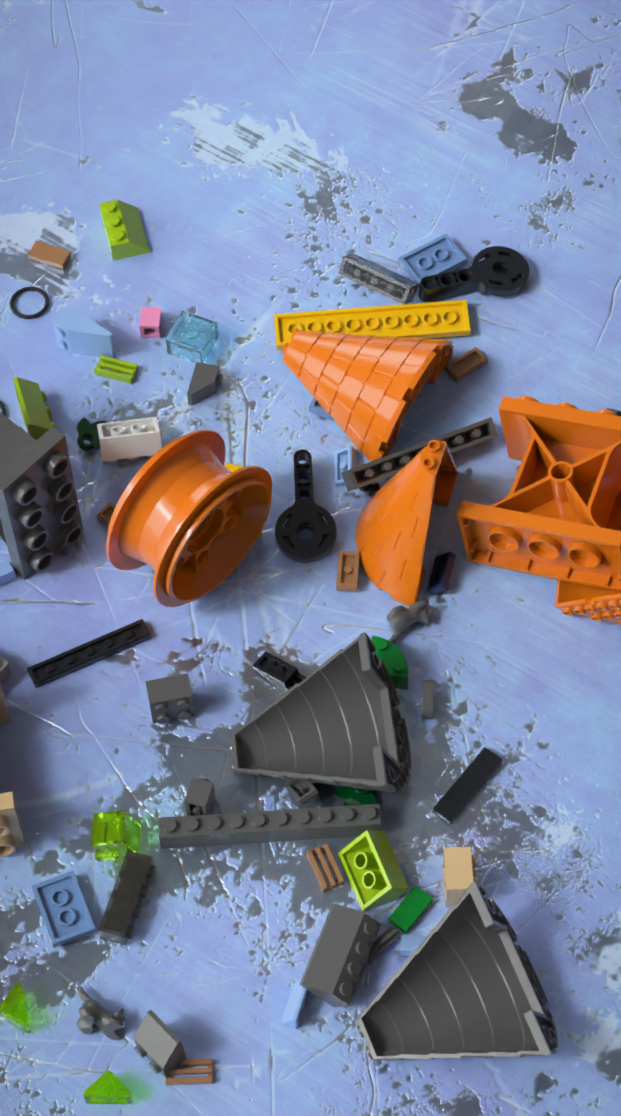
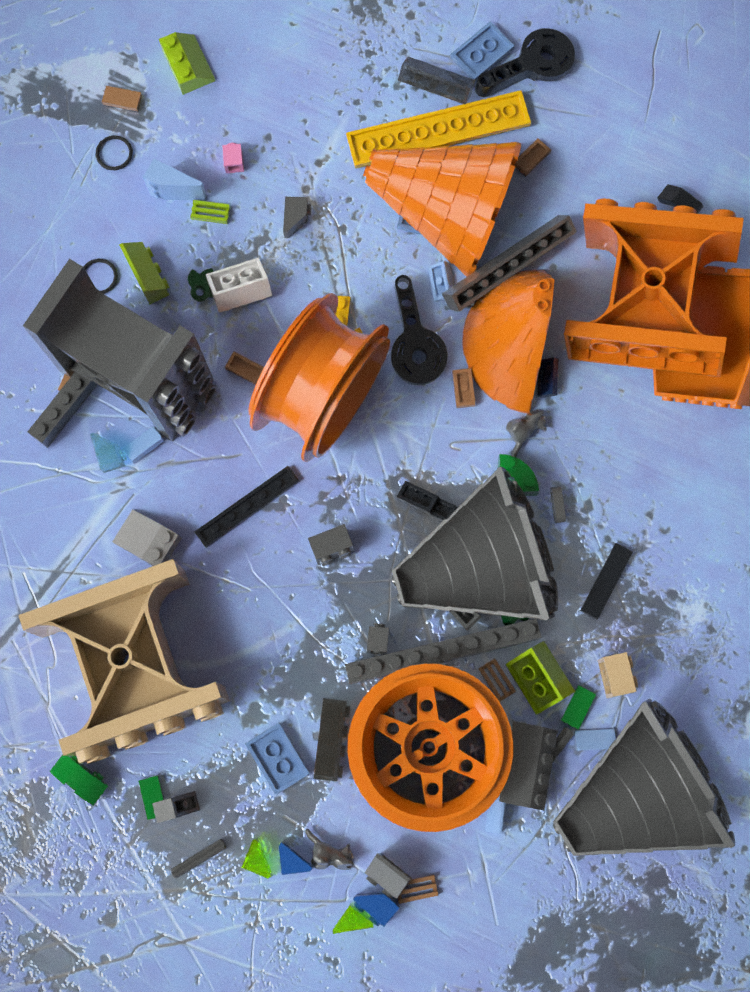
camera: 10 degrees left, 20 degrees up
(55, 1018) = (291, 861): none -> blue slope
(114, 835) = (308, 684): clear neon green plate -> none
(141, 1079) = (378, 906): none -> blue slope
(177, 866) = (488, 776): none -> orange wheel
(192, 337) = (275, 170): clear light blue container -> none

